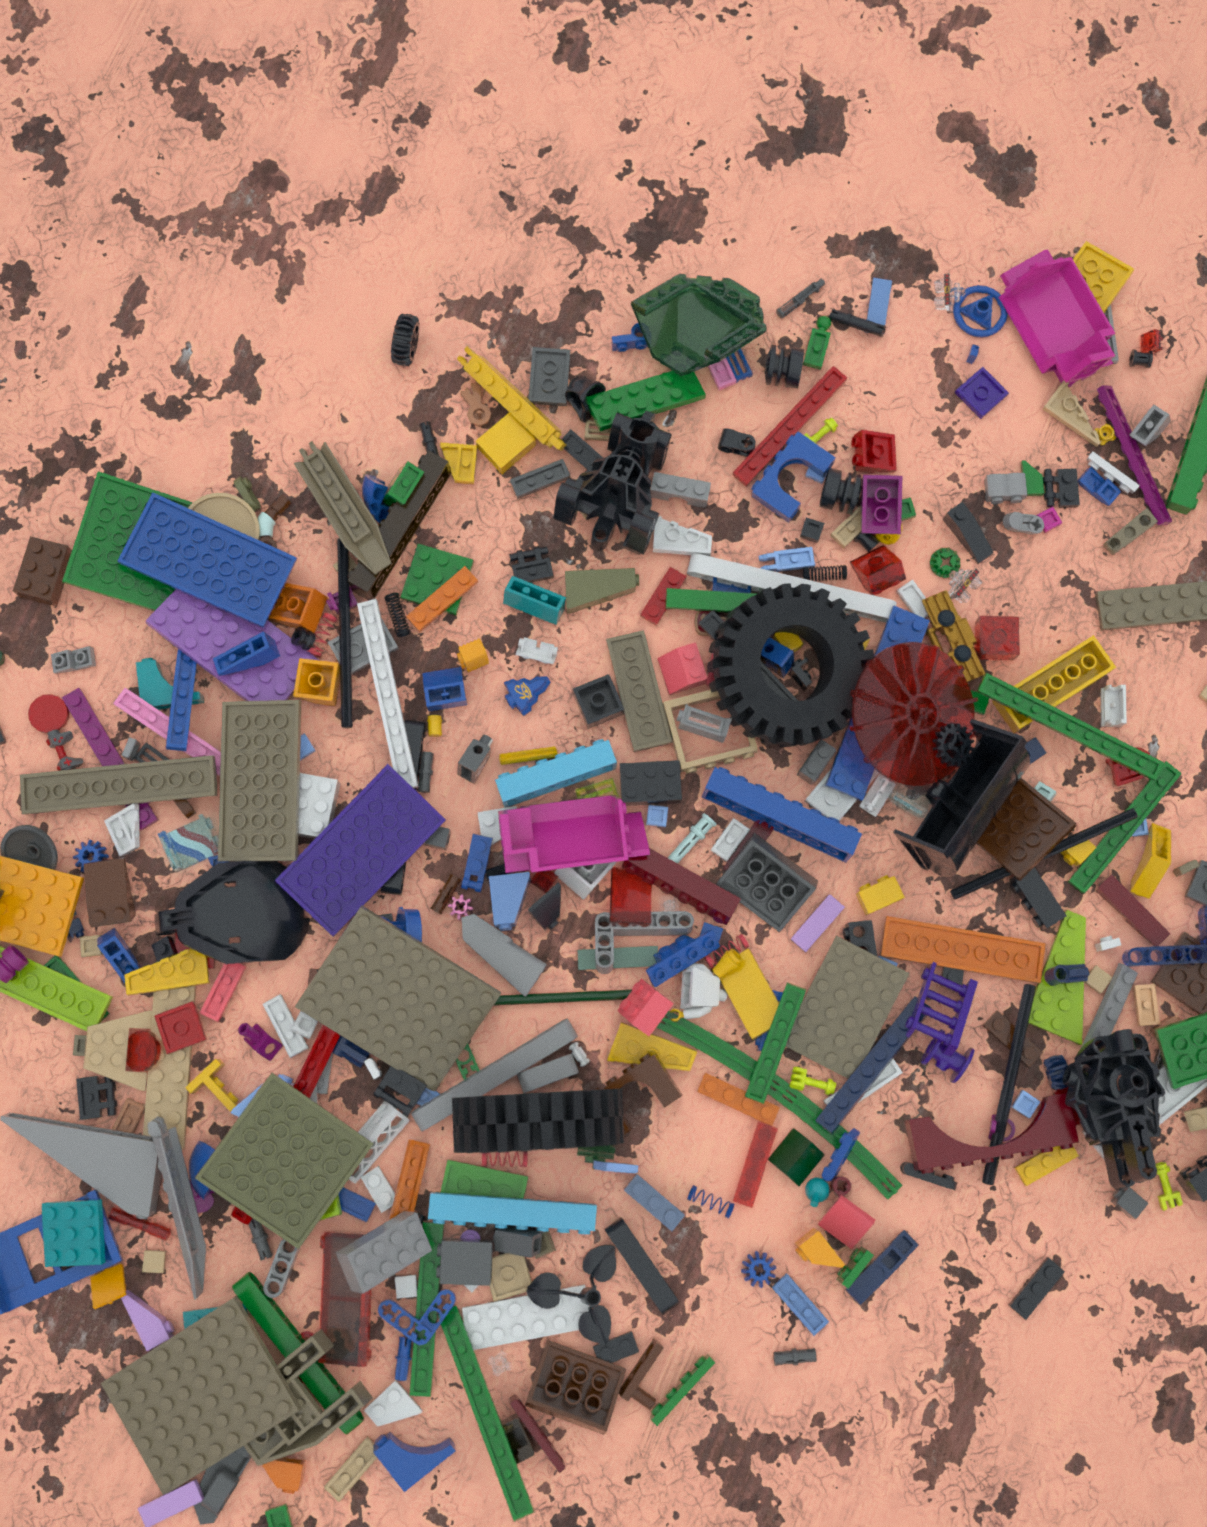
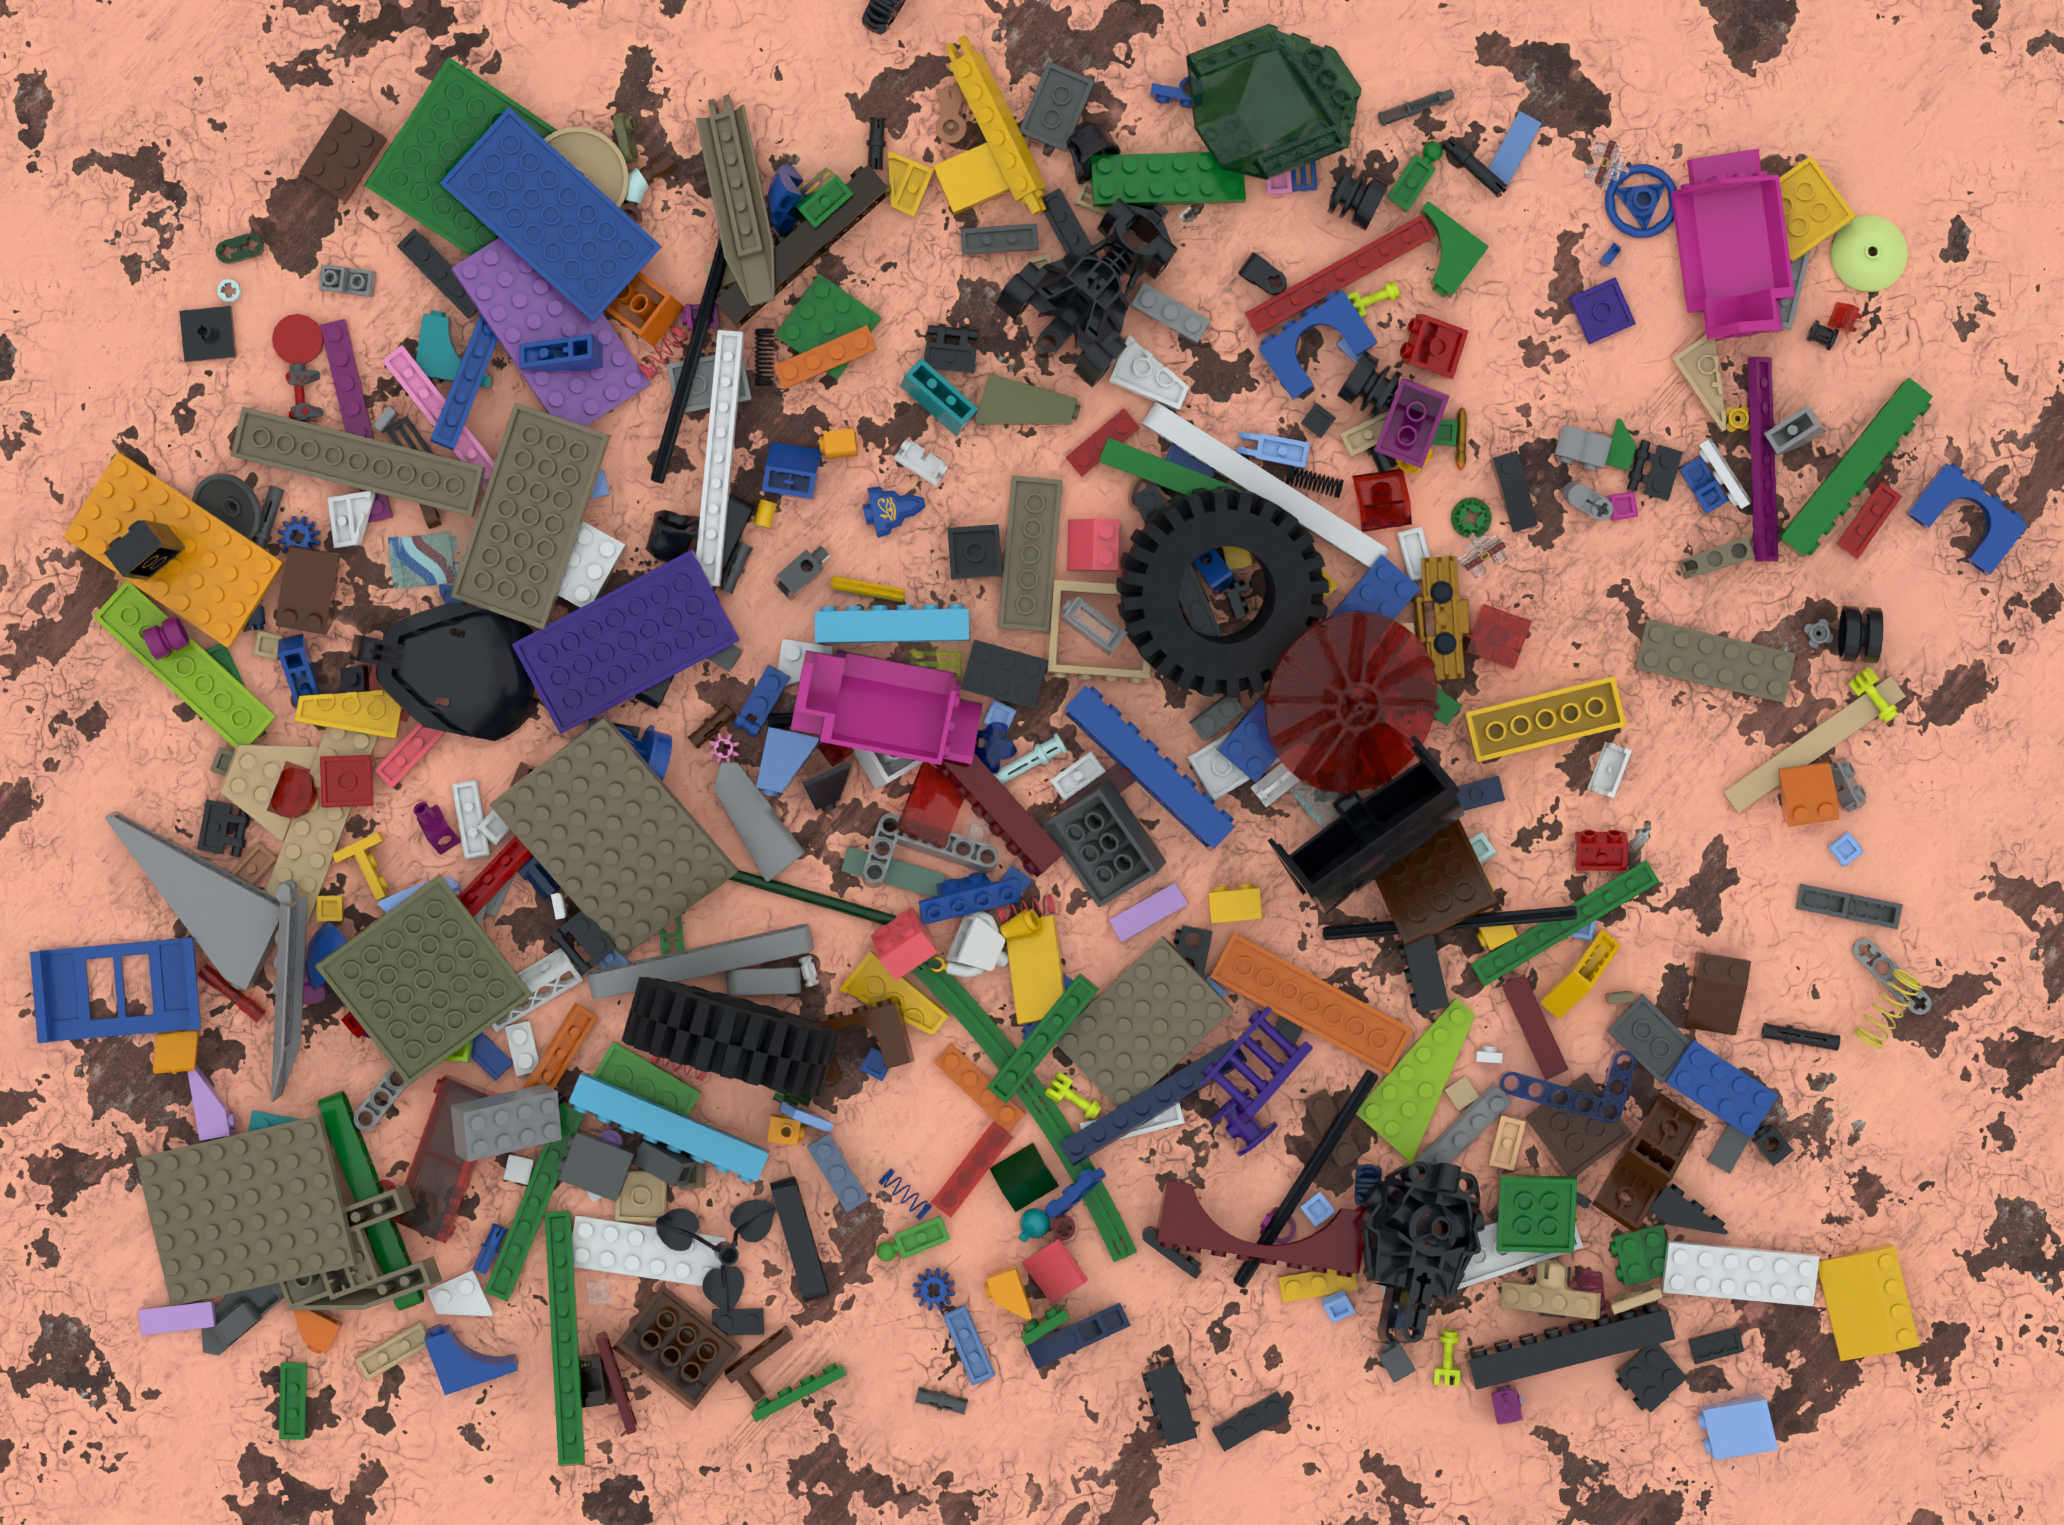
camera: 25 degrees right, 10 degrees up
(63, 841) = (269, 514): none -> dark grey pin
(73, 1233) = (153, 978): teal plate -> none
(138, 631) = (437, 270): none -> black plate
(154, 1261) = (236, 1041): tan tile -> none
(197, 1130) = (330, 908): none -> yellow plate
(260, 1239) = (366, 1059): dark grey pin -> none
(303, 638) = (637, 350): black wheel -> none
(317, 681) = (638, 412): light orange slope -> none
(369, 762) = (671, 534): none -> black piece
(424, 1322) = (527, 1216): blue beam -> none
(603, 1183) = (785, 1130): none -> light orange brick
(653, 1108) = (874, 1064): none -> blue tile
(662, 837) = (995, 746): none -> clear blue plate
(730, 1235) = (914, 1240): none -> bright green plate
(866, 382) = (1458, 251): none -> green arch
(919, 516) = (1460, 456): none -> pearl gold piece
(953, 745) = (1391, 763): black gear -> none
(972, 1295) = (1169, 1402): none -> black brick
(1067, 974) = (1423, 1076): dark blue piece -> none
(1069, 1174) = (1338, 1306): none -> light blue plate
(1070, 727) = (1538, 780): green plate -> none
(1143, 303) = (1851, 255): none -> yellowish green dish

